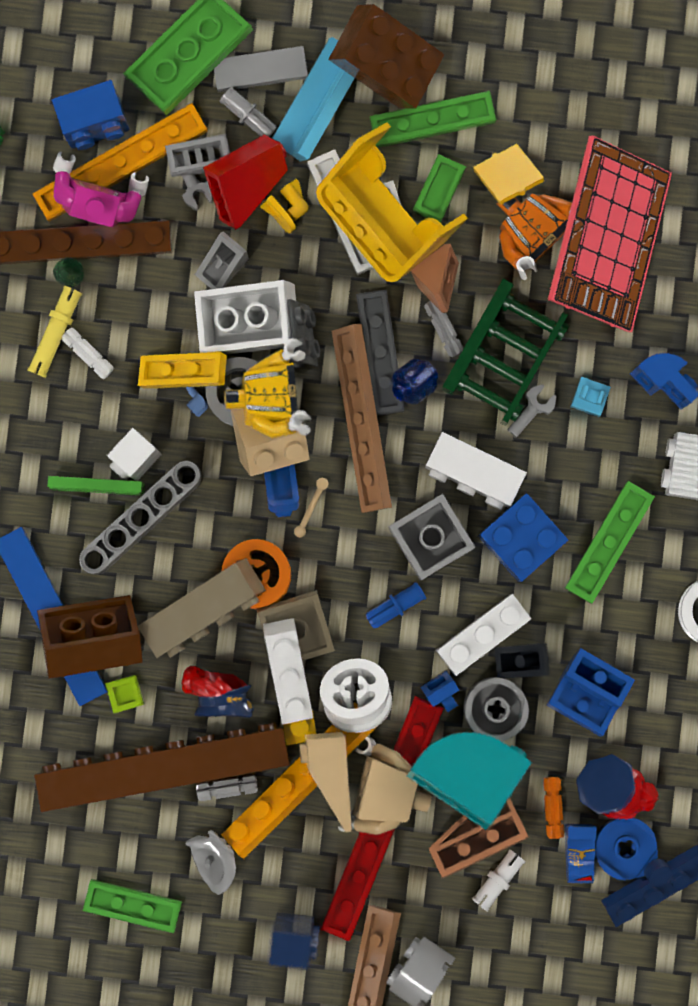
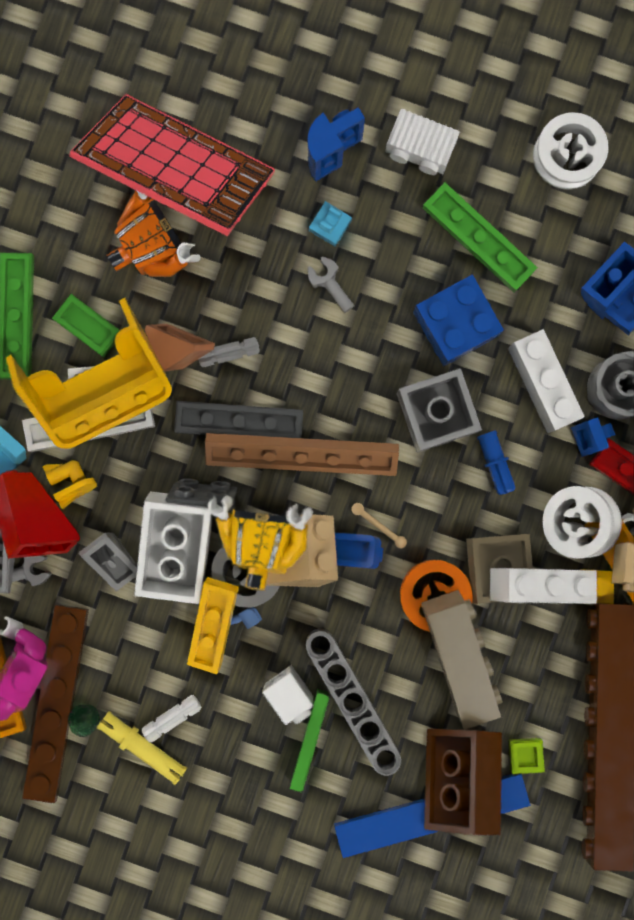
camera: 80 degrees left, 0 degrees up
(217, 693) = (550, 660): piece -> none
(414, 381) = (276, 391): clear blue head -> none
(475, 471) = (380, 353): white brick -> none
(490, 327) = (238, 306): dark green fence -> none
(508, 174) = (89, 252): yellow piece -> none
(522, 661) = (583, 345): black slope -> none

